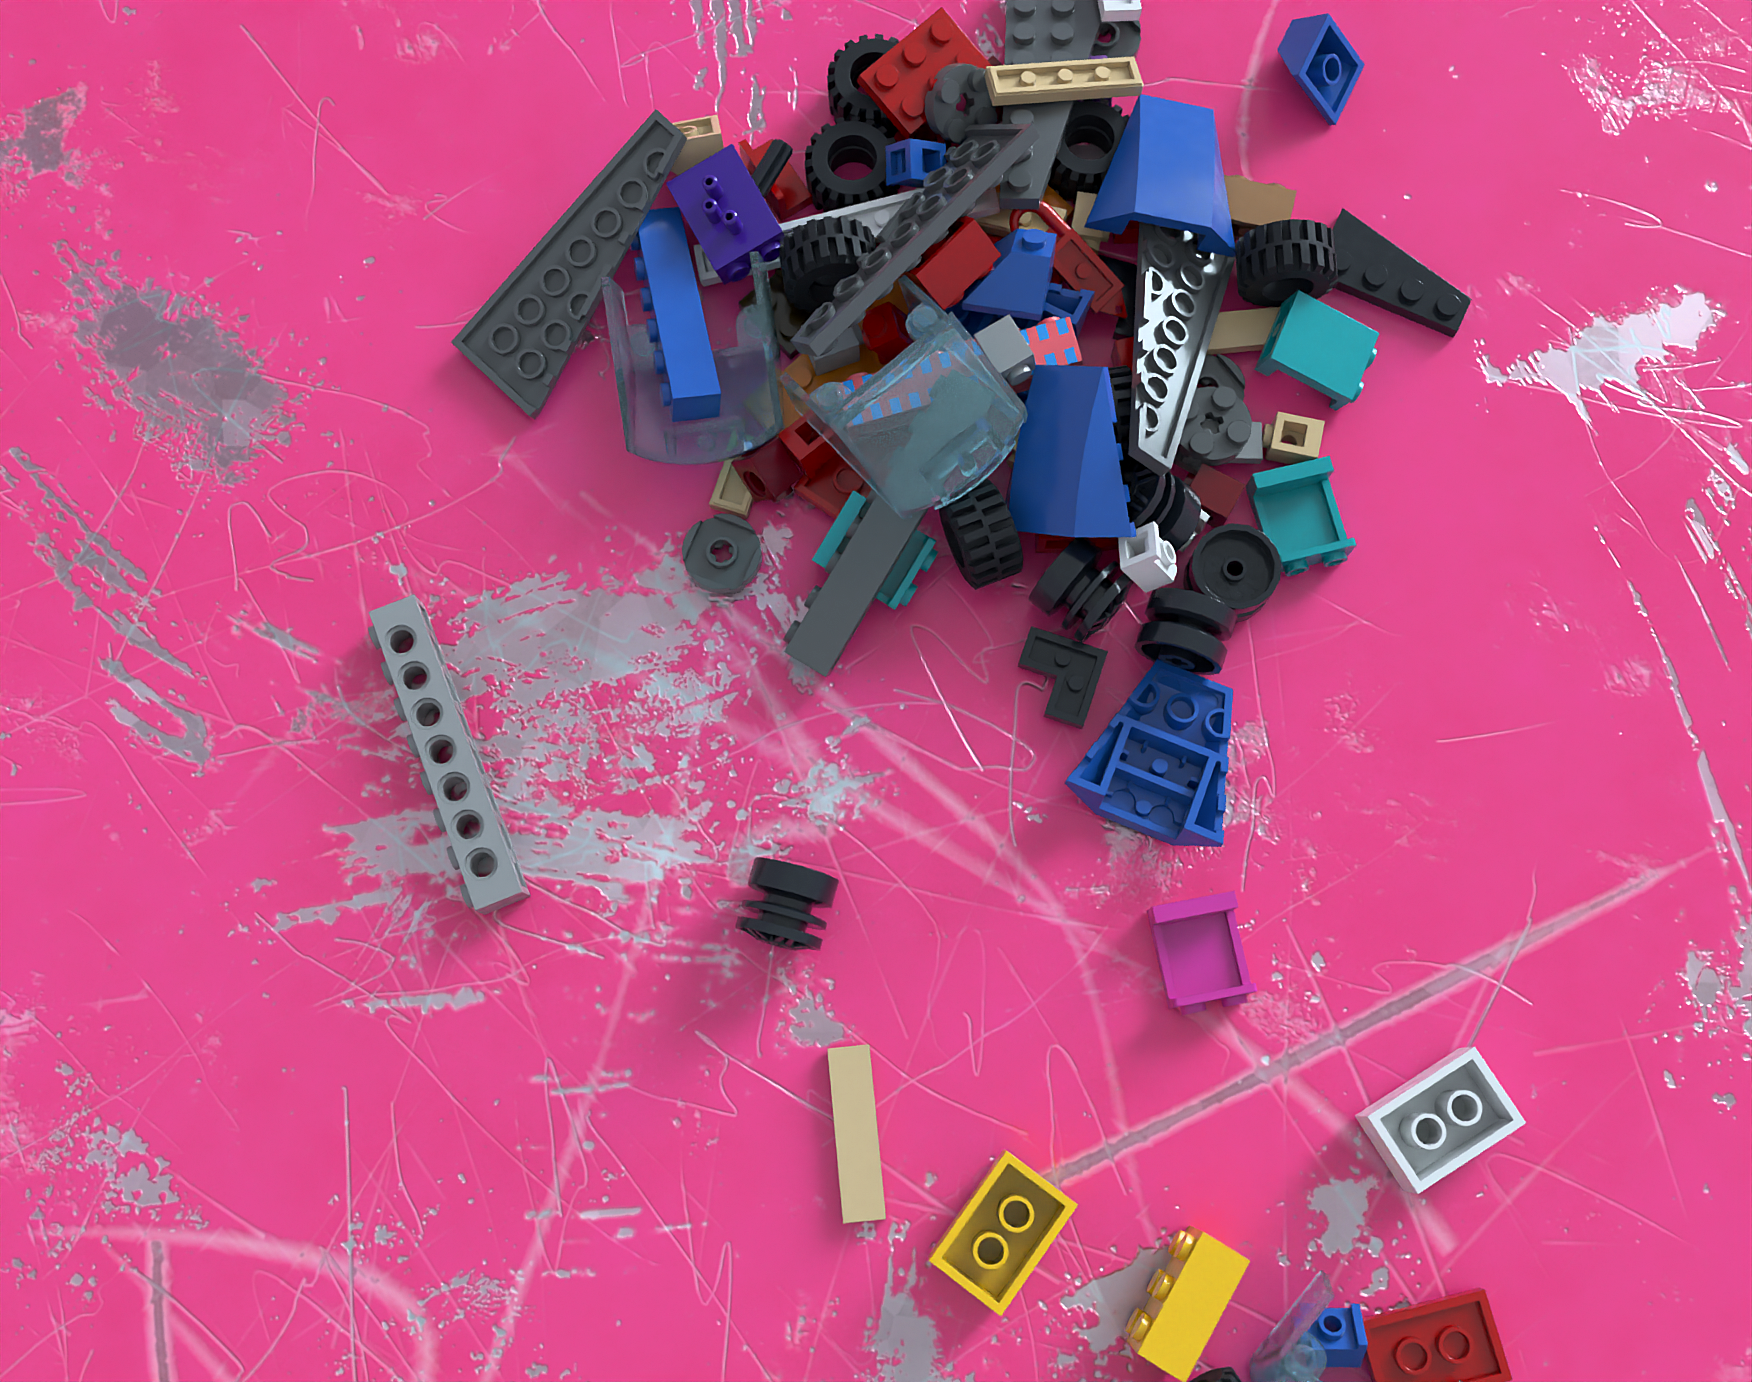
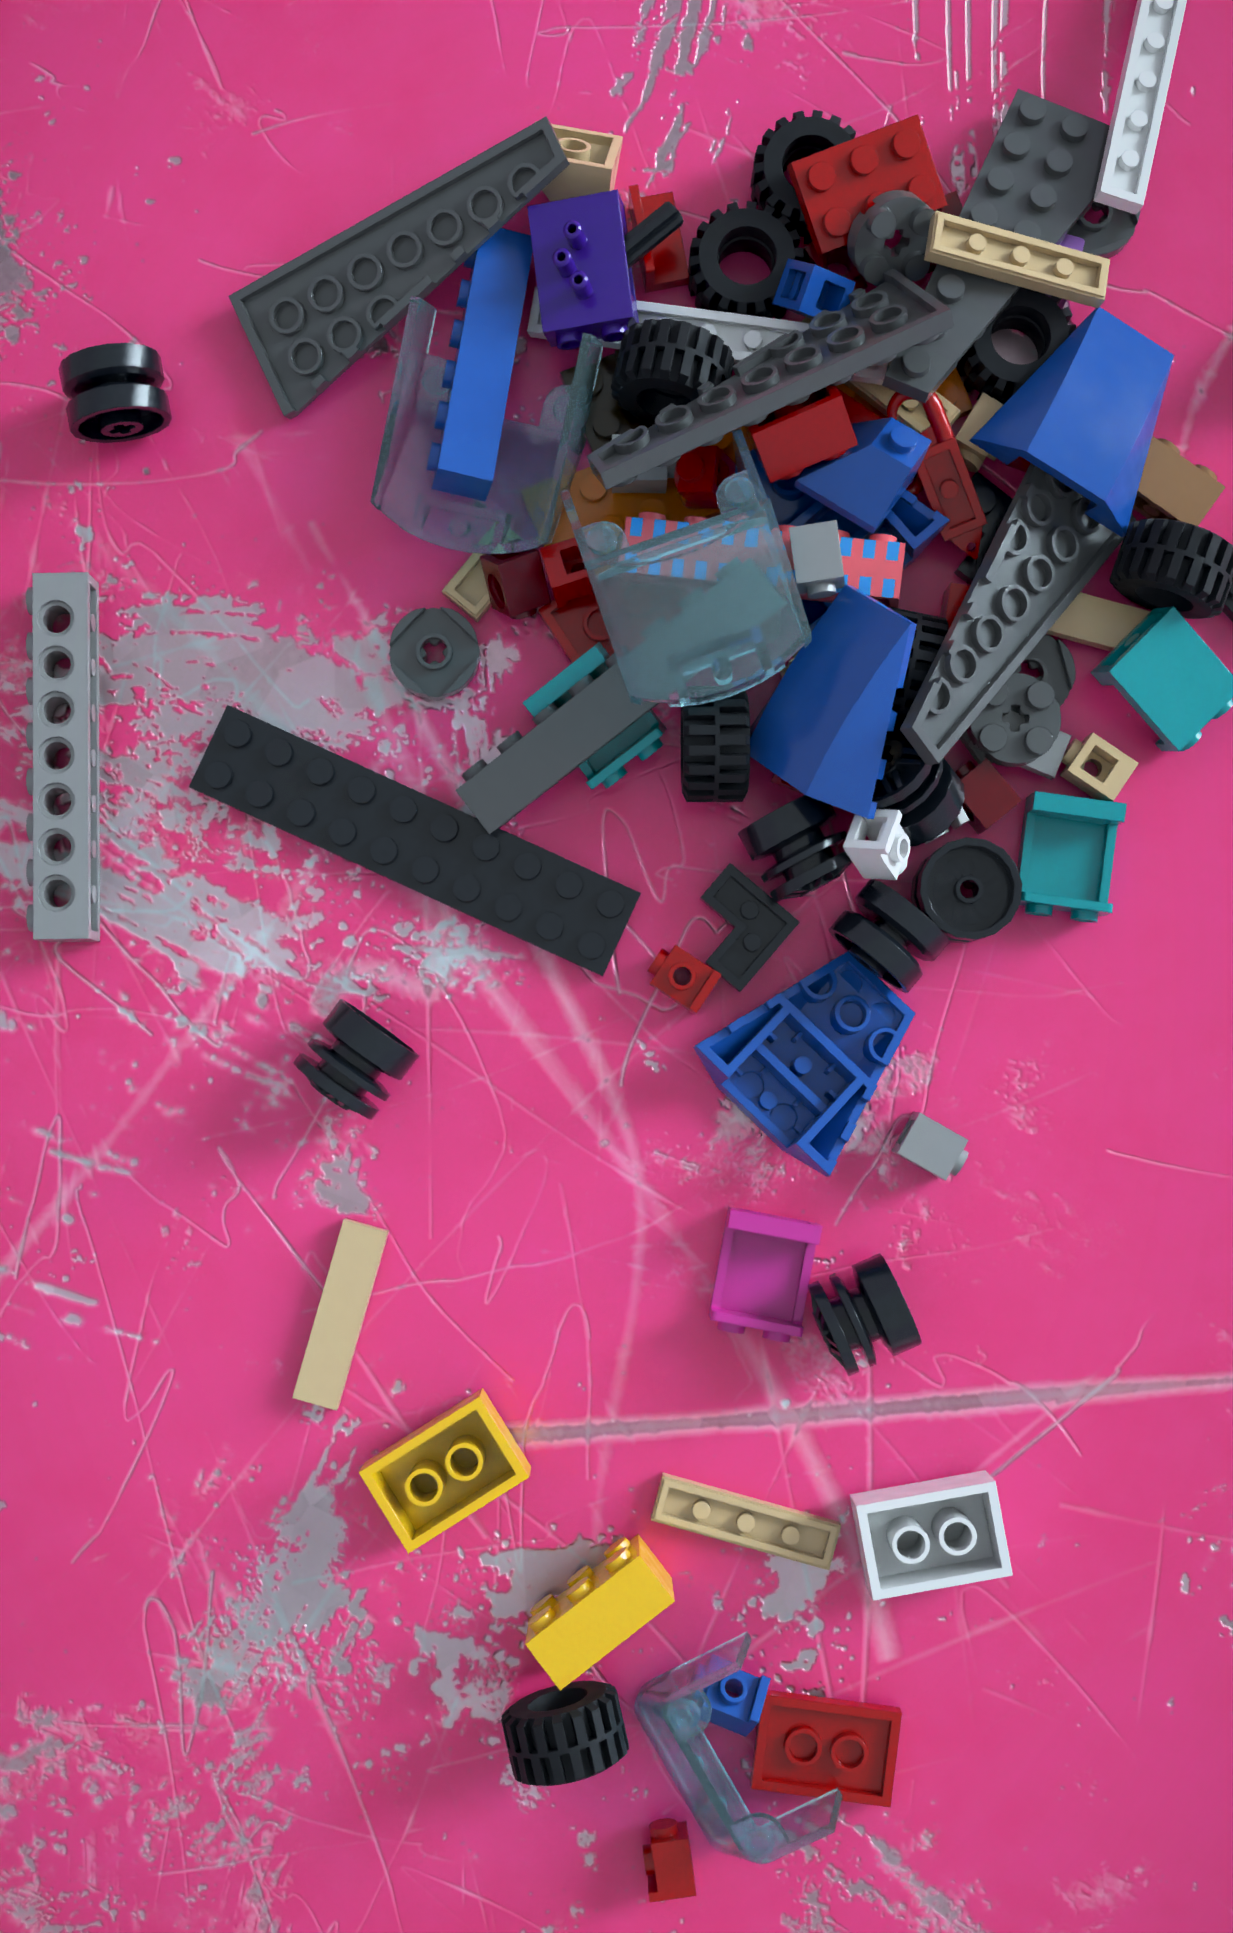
camera: 15 degrees right, 10 degrees up
(386, 446) = (115, 392): none -> black wheel
(764, 710) = (414, 840): none -> black plate
(1041, 747) = (692, 994): none -> red brick
(1276, 1175) = (745, 1521): none -> tan tile
(1294, 791) = (931, 1146): none -> light grey brick
(1296, 956) = (864, 1314): none -> black wheel

